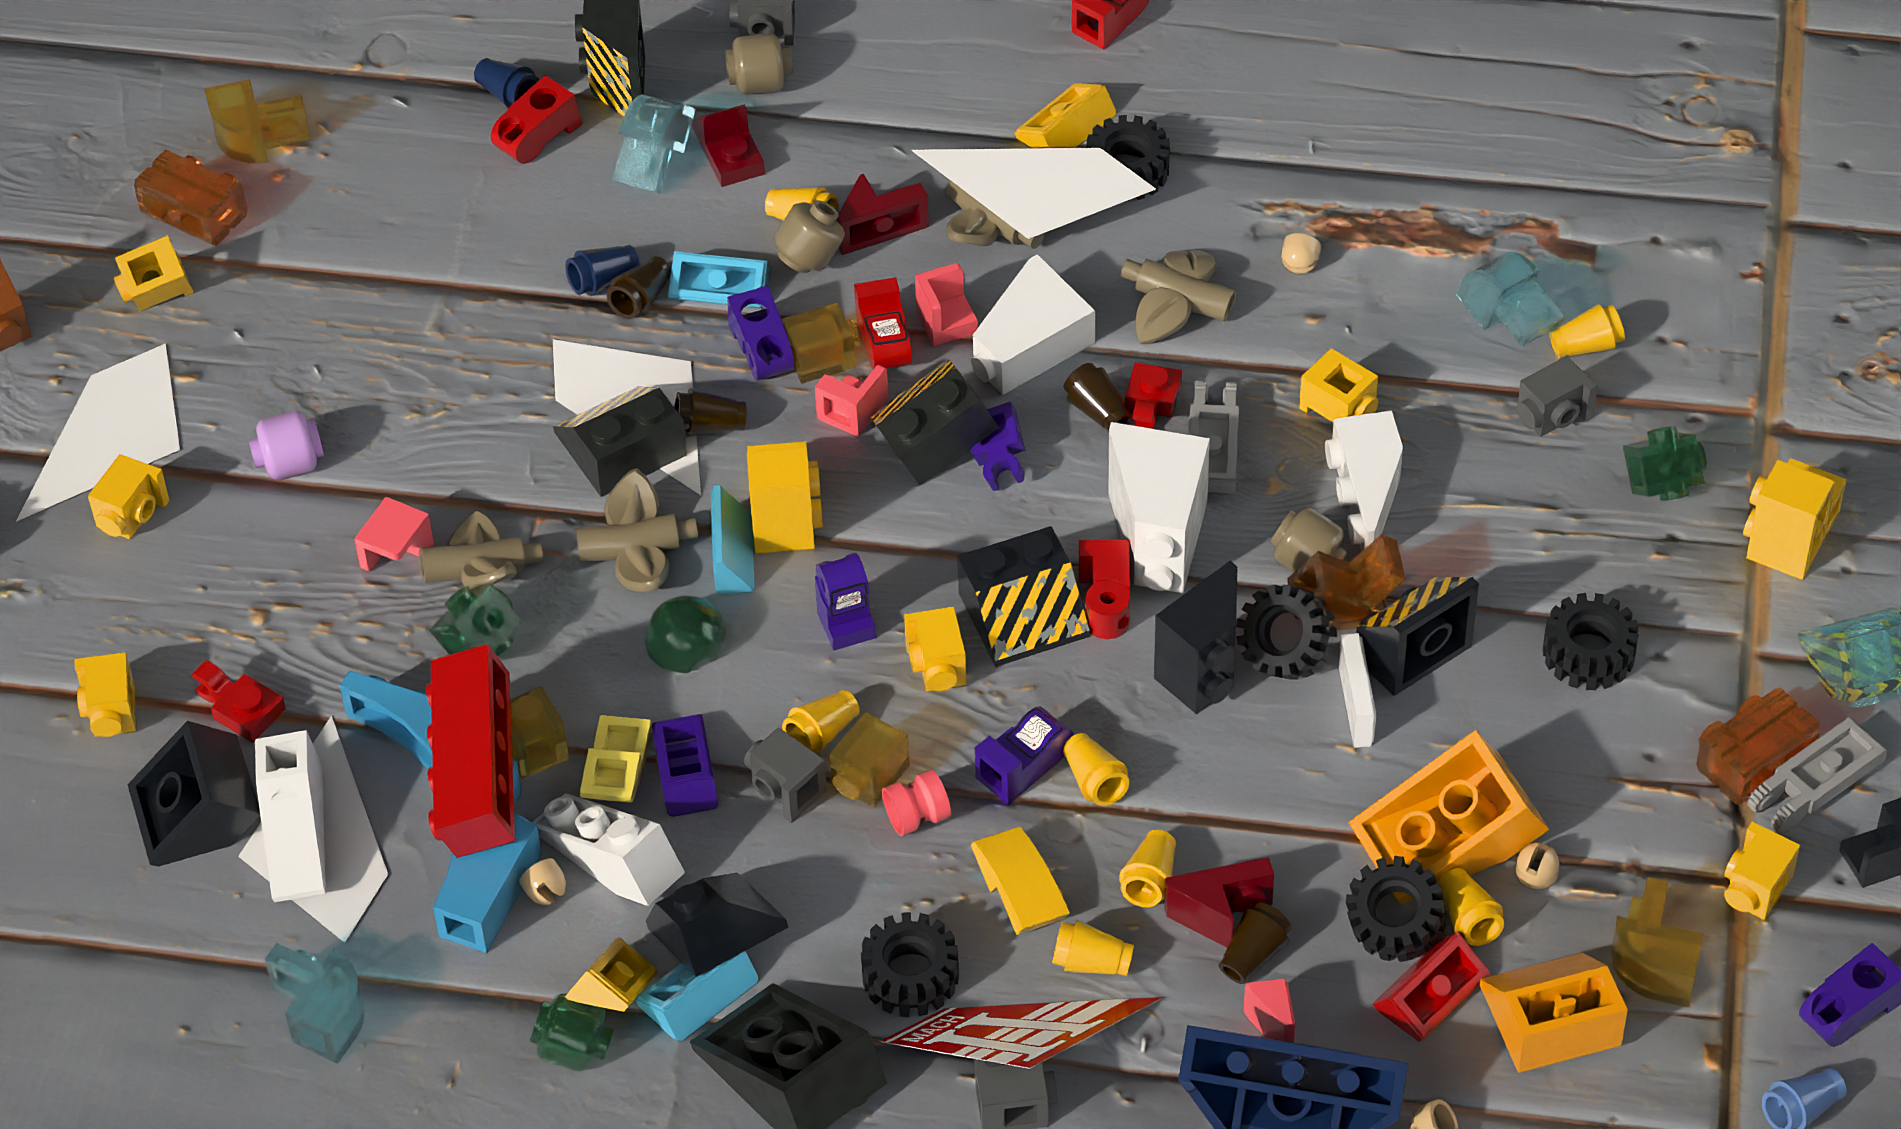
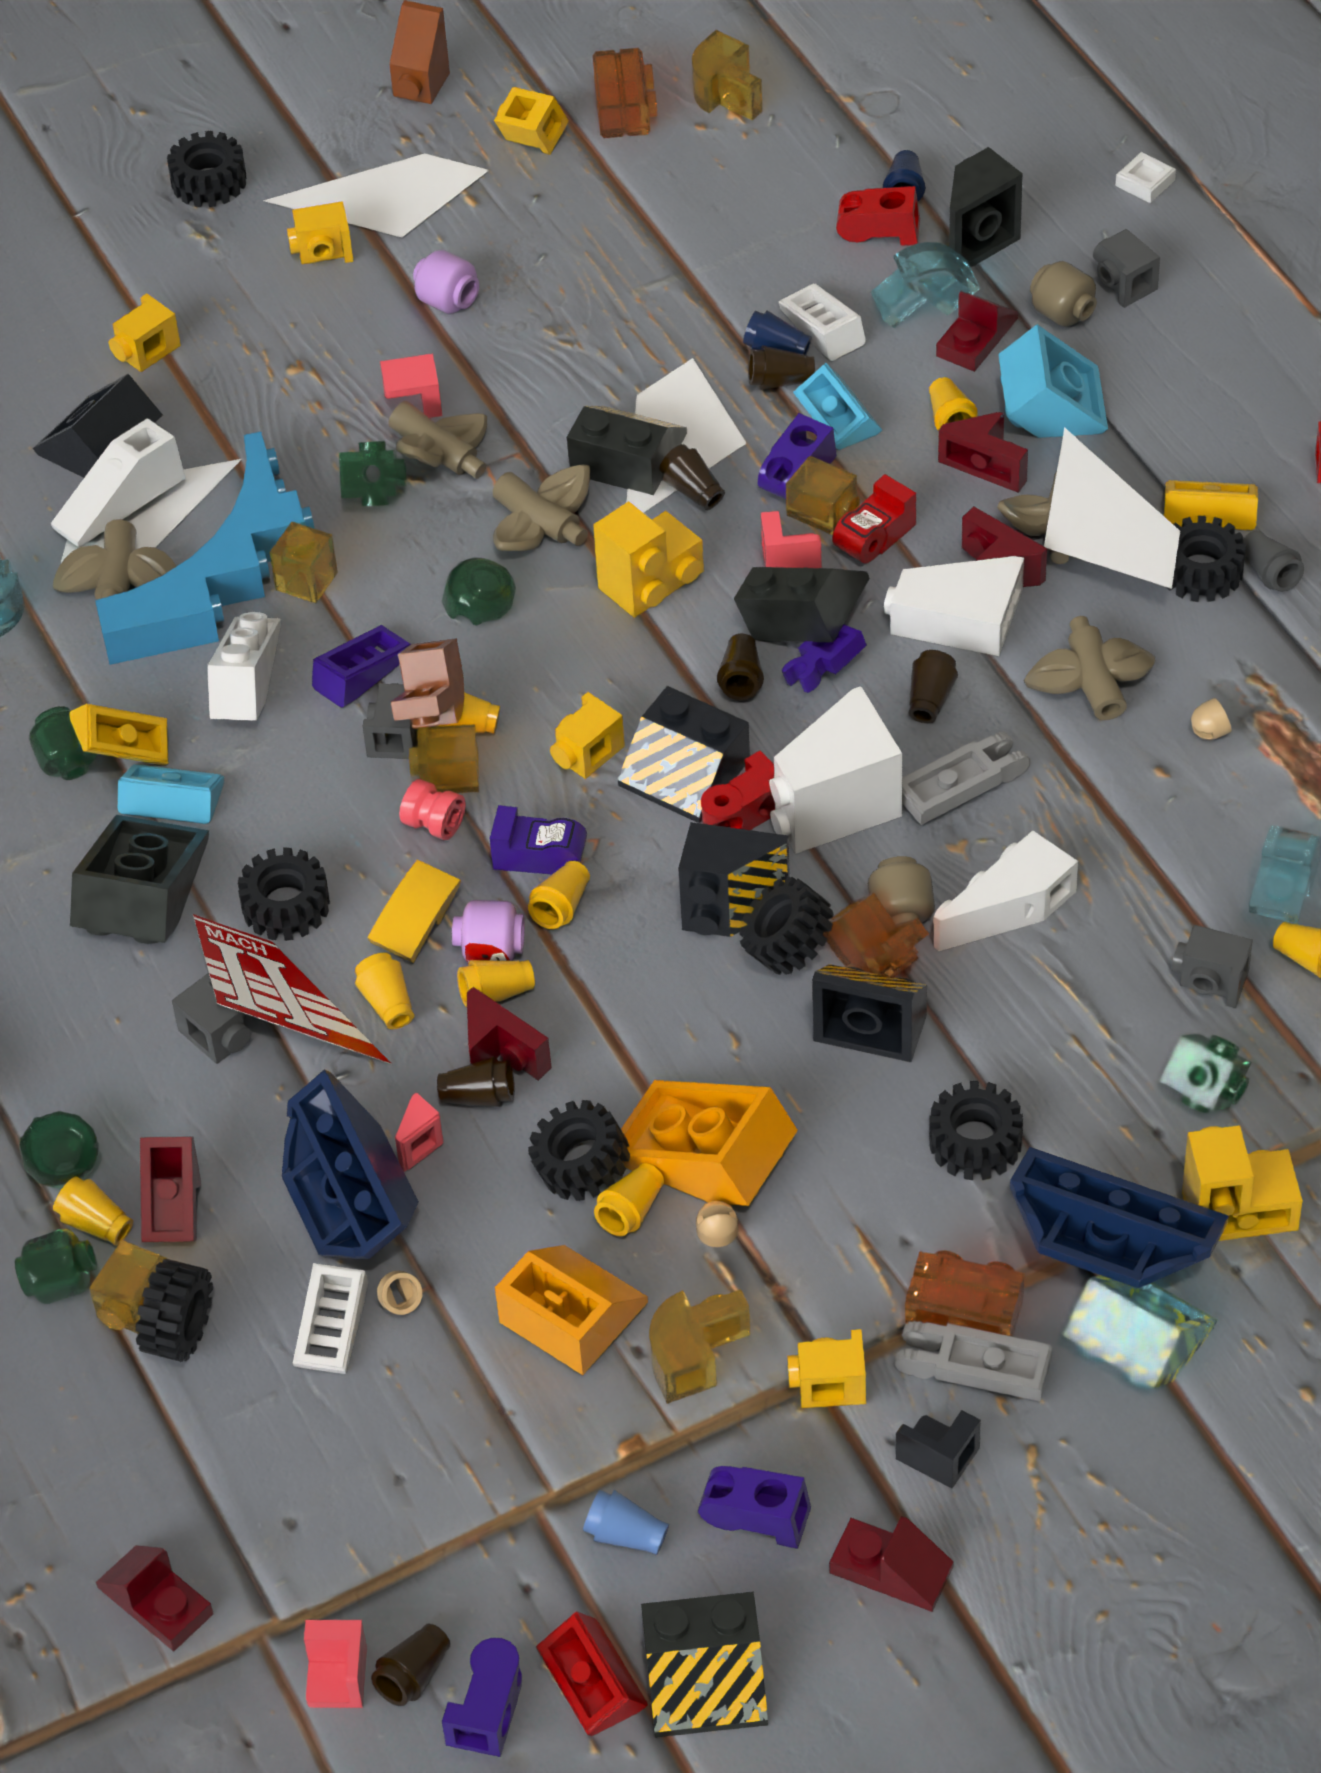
camera: 55 degrees right, 0 degrees up
(240, 706) = (206, 406): red plate -> none
(383, 879) = (112, 567): none -> dark tan plant
(471, 751) = (227, 528): red brick -> none
(542, 881) = (185, 652): tan hinge -> none
(616, 759) = (320, 630): light yellow slope -> none
(635, 217) = (831, 324): none -> white slope
(713, 921) = (218, 755): black slope -> none
(731, 544) = (569, 569): medium azure slope -> none
(807, 709) = (431, 684): none -> brick
(809, 236) = (911, 423): dark tan head -> none
(844, 601) = (577, 653): dark purple leg -> none
(849, 136) = (1051, 387): none -> medium azure slope
(943, 305) = (930, 537): coral panel -> none
(956, 505) = (740, 669): none -> dark brown cone
(995, 264) = (990, 539): none -> dark red slope
(1097, 839) = (489, 931): none -> lavender head
(1152, 393) = (968, 715): red plate -> none
(1178, 117) = (1275, 563): none -> dark grey cone
(1338, 388) = (1082, 832): yellow brick -> none
(1357, 690) = (776, 1009): white tile -> none
(1432, 987) = (537, 1222): red slope -> none
(1780, 601) = (1109, 1221): none -> dark blue wedge

